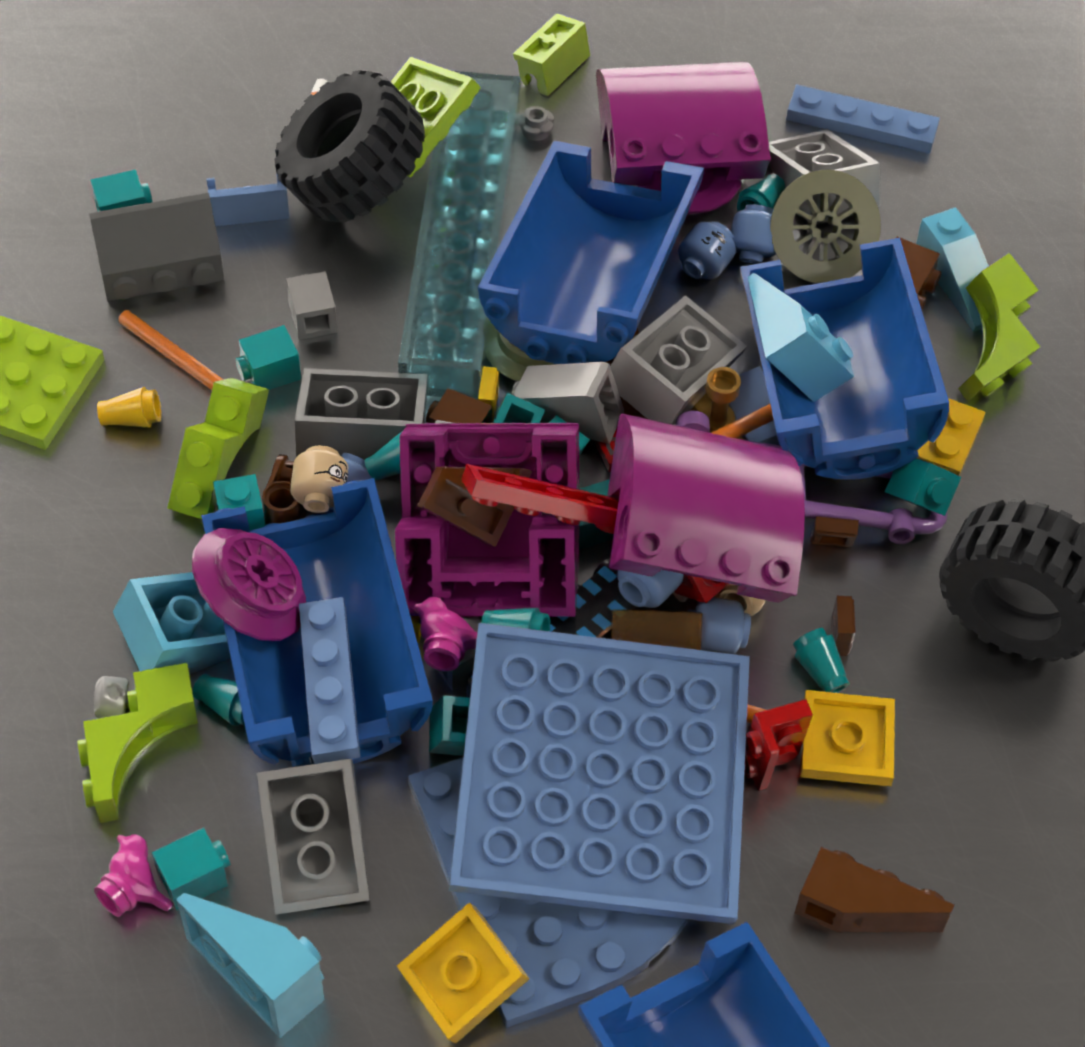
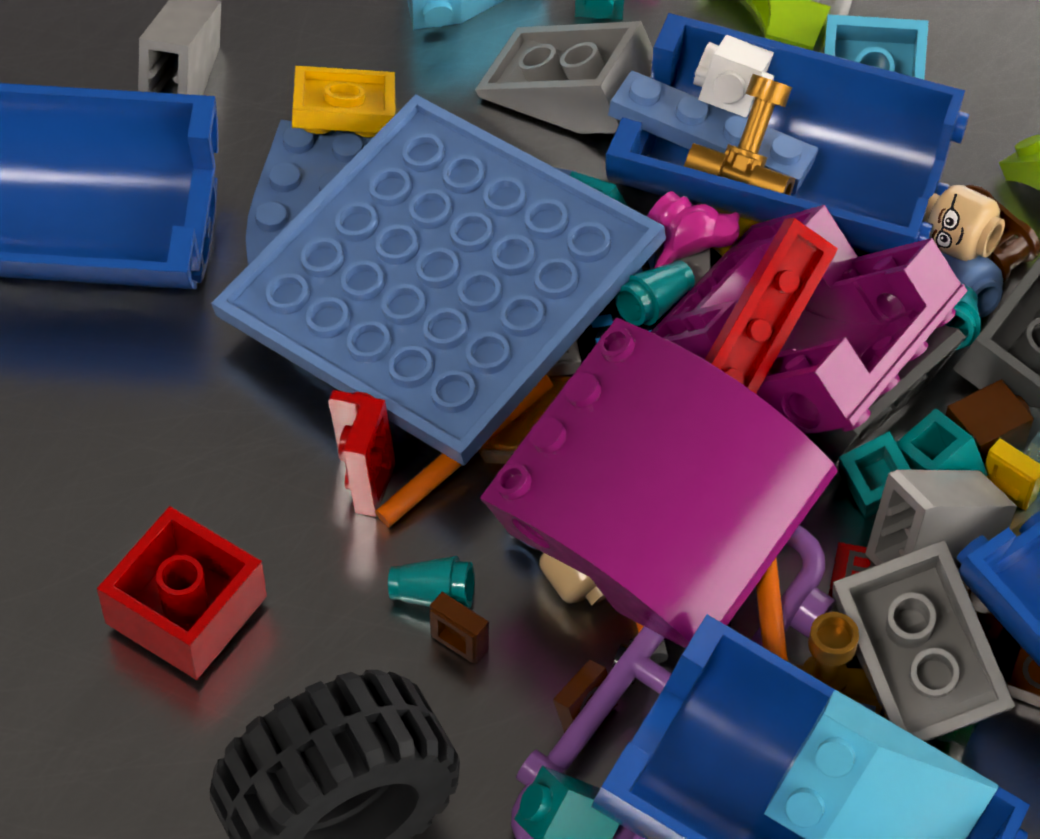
camera: 125 degrees right, 0 degrees up
(238, 493) = (992, 168): teal brick -> none
(249, 583) = (896, 85): magenta piece -> none
(280, 671) = (726, 73): none -> white brick
(357, 627) = (744, 162): none -> pearl gold bar
(451, 502) = (836, 299): reddish brown wing -> none
(849, 739) = (329, 548): yellow plate -> none
(862, 899) = (152, 440): reddish brown slope -> none
(962, 786) = (182, 592): none -> red brick

